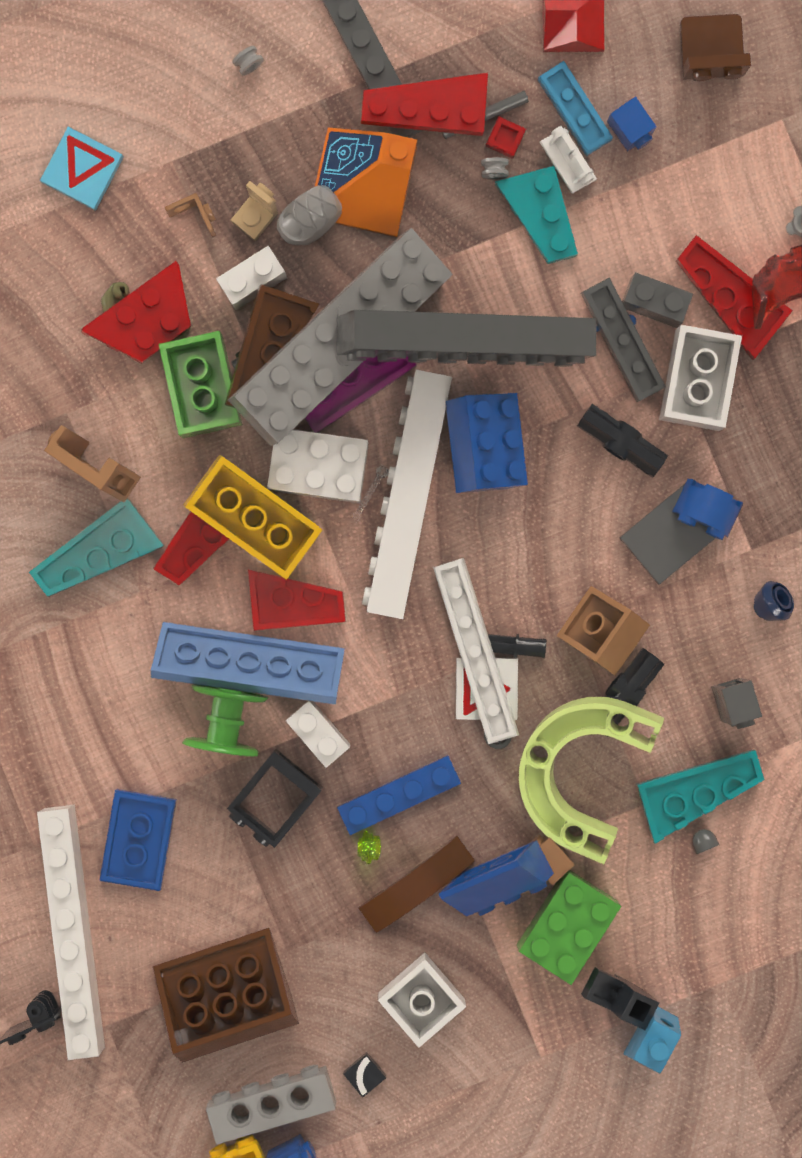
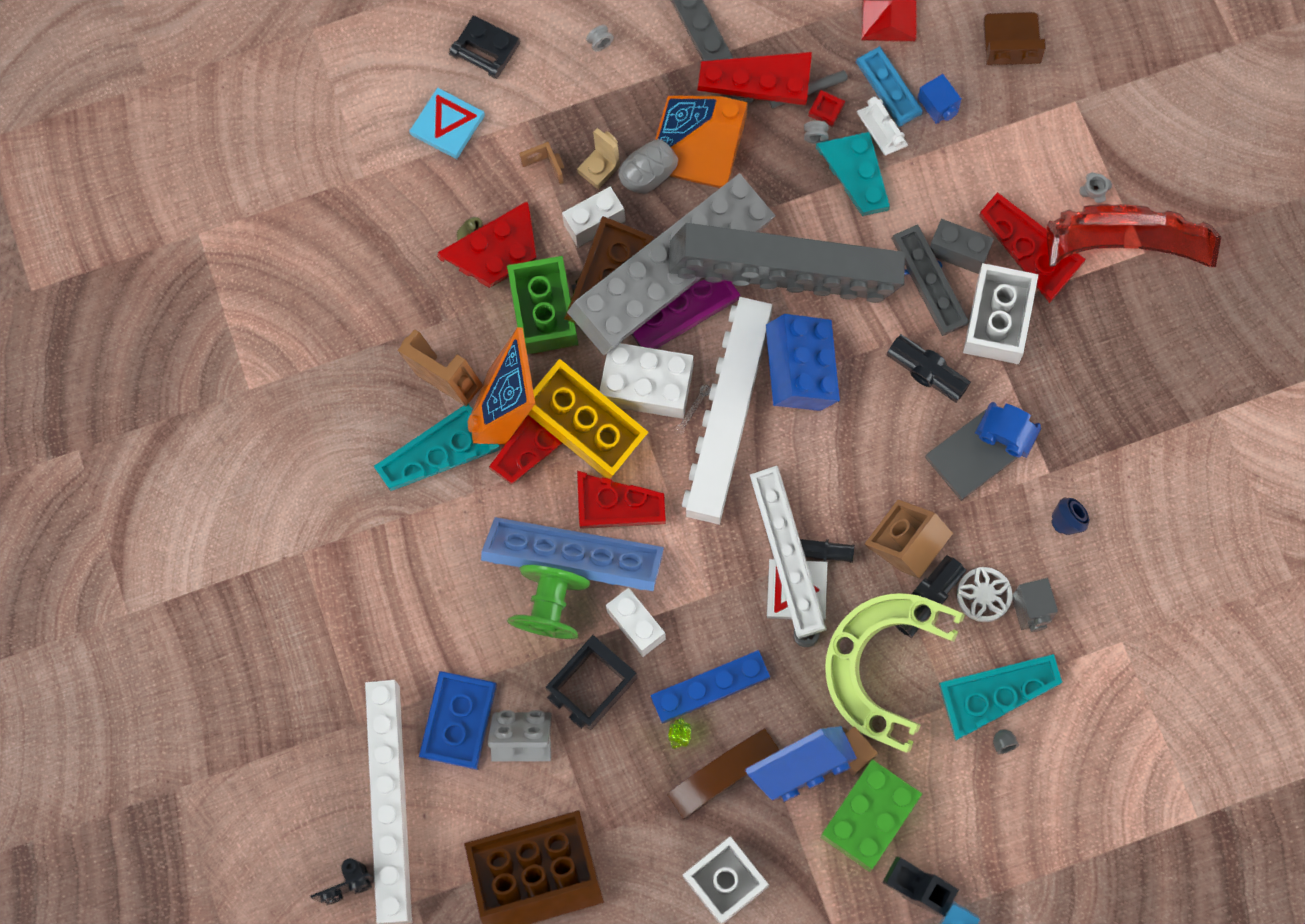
camera: 10 degrees right, 15 degrees down
(122, 65) = (488, 40): none -> black plate
(163, 495) = (504, 396): none -> slope
(203, 855) = (520, 736): none -> light grey bracket
(683, 686) = (984, 594): none -> white wheel

